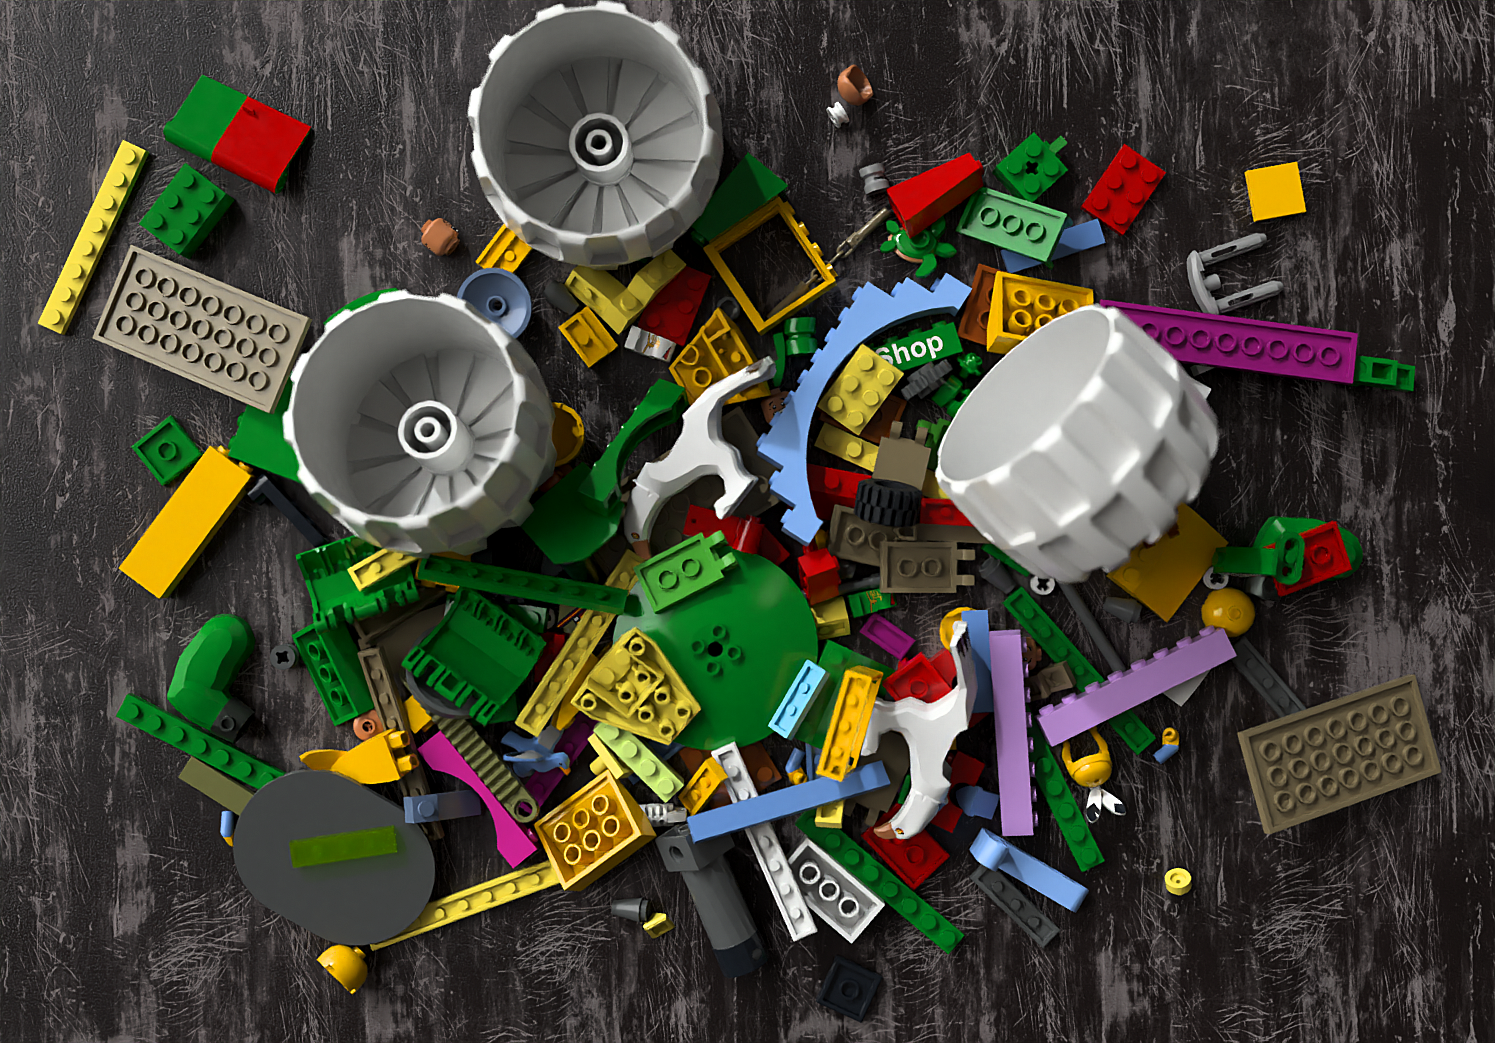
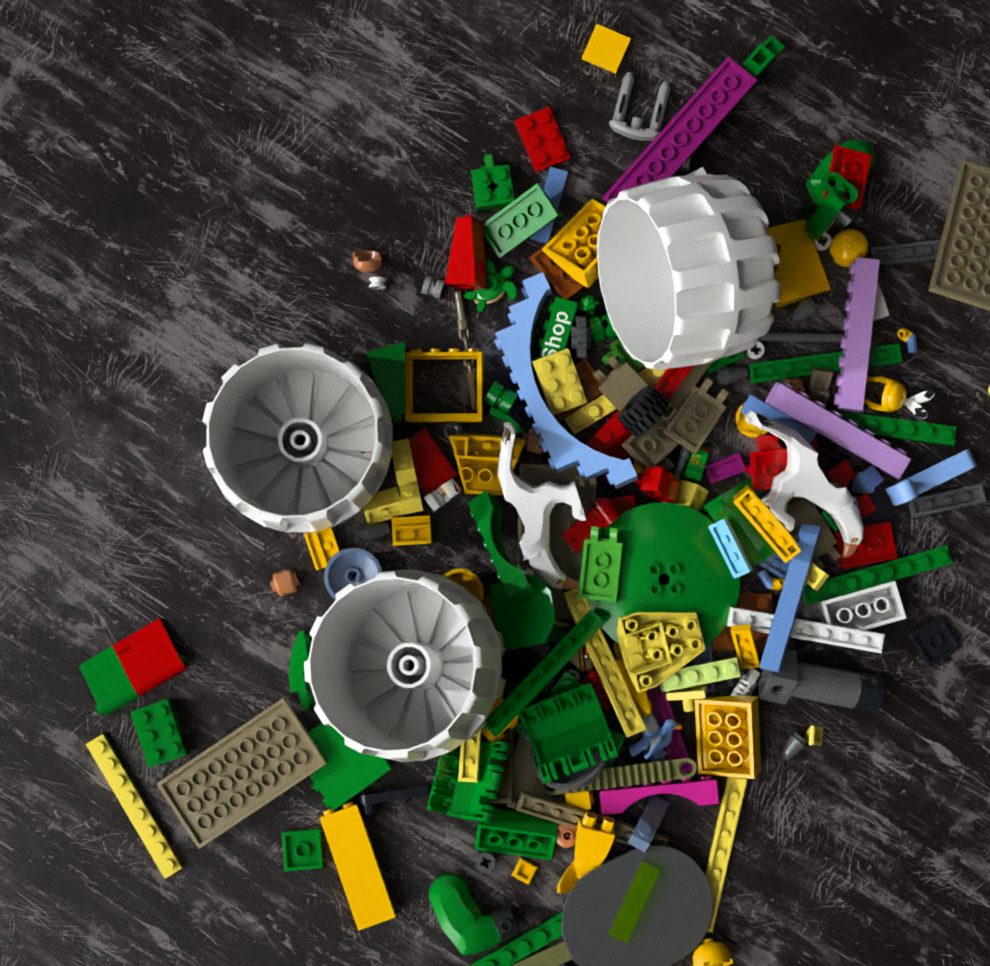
camera: 65 degrees left, 5 degrees down
(304, 705) = (524, 871): none -> yellow tile

